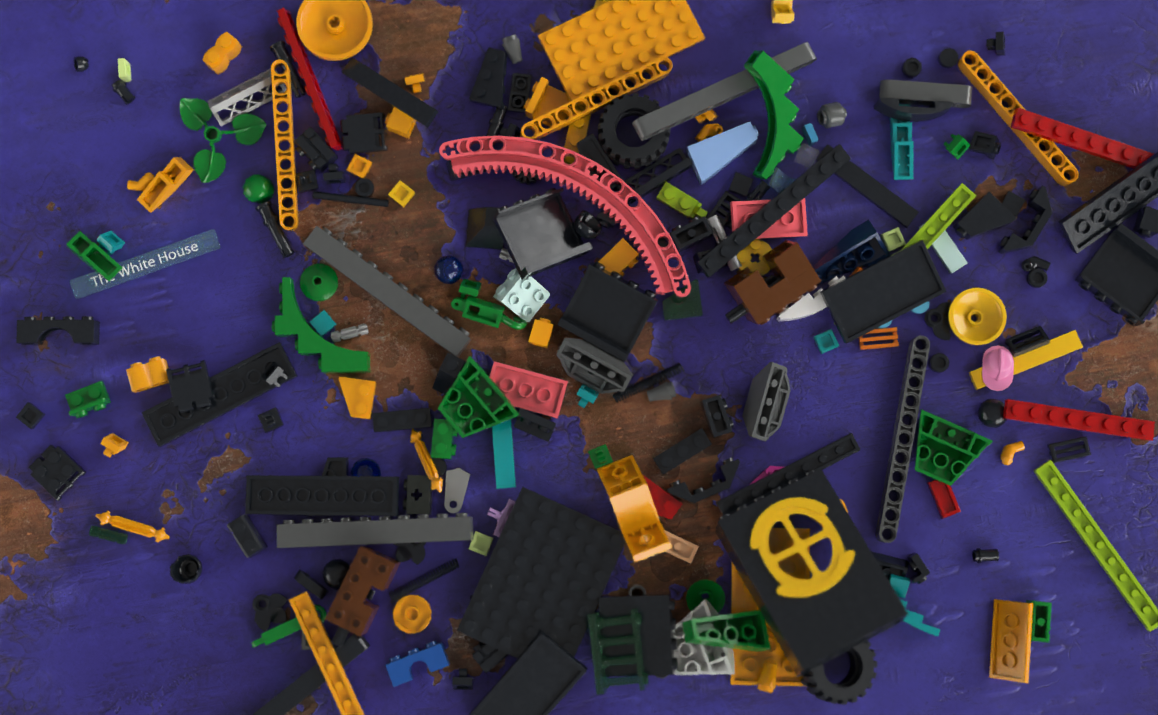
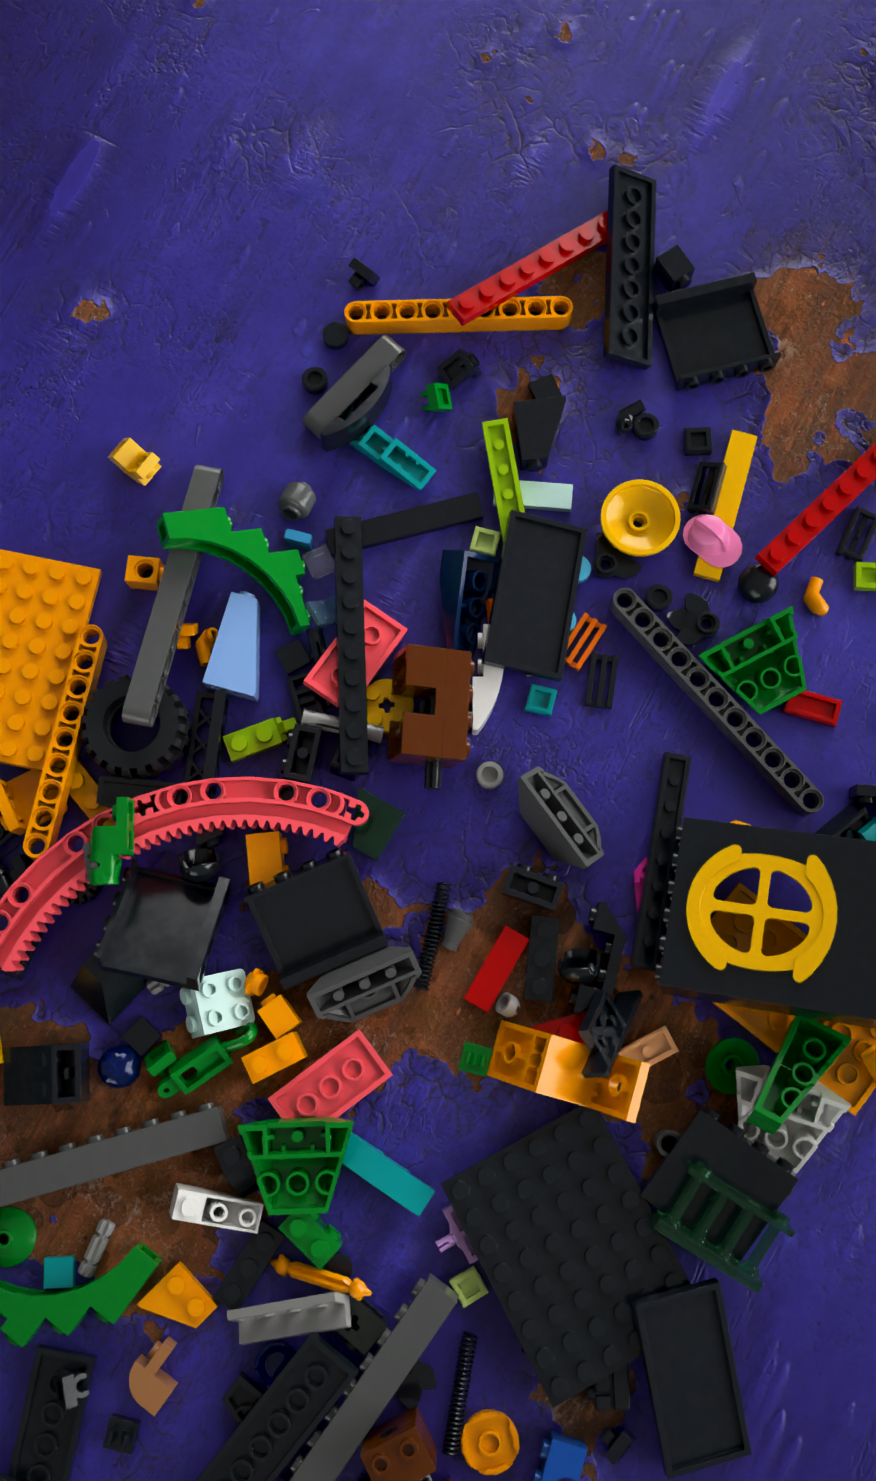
camera: 50 degrees left, 5 degrees down
(306, 413) = (148, 1382): none -> medium nougat brick
(396, 461) = (292, 1317): none -> light grey fence
(415, 234) = (46, 1074): none -> black slope
(417, 379) = (215, 1208): none -> white slope
(455, 488) = (381, 1265): light grey piece -> none
(473, 269) = (142, 1036): none -> black tile
(518, 347) = (274, 1057): none -> light orange brick
(534, 425) = (379, 1109): black bracket -> none
(548, 306) = (256, 982): none -> light orange plate
(561, 170) = (109, 844): none -> green plate
(586, 394) = (392, 1018): teal tile -> none
(642, 451) = (507, 1005): none -> light grey hinge
(657, 431) = (496, 969): none -> red tile
(672, 511) = (606, 1028): none -> black bracket
(694, 474) = (580, 966): none -> black hair
(722, 57) = (137, 566): none -> light orange brick
(761, 345) = (489, 775): none -> light grey tile
(878, 359) = (604, 658): none -> black tile
(939, 389) = (689, 620): none -> black plate
(1039, 202) = (568, 360): black slope -> none
(1052, 315) = (697, 441): none -> black tile

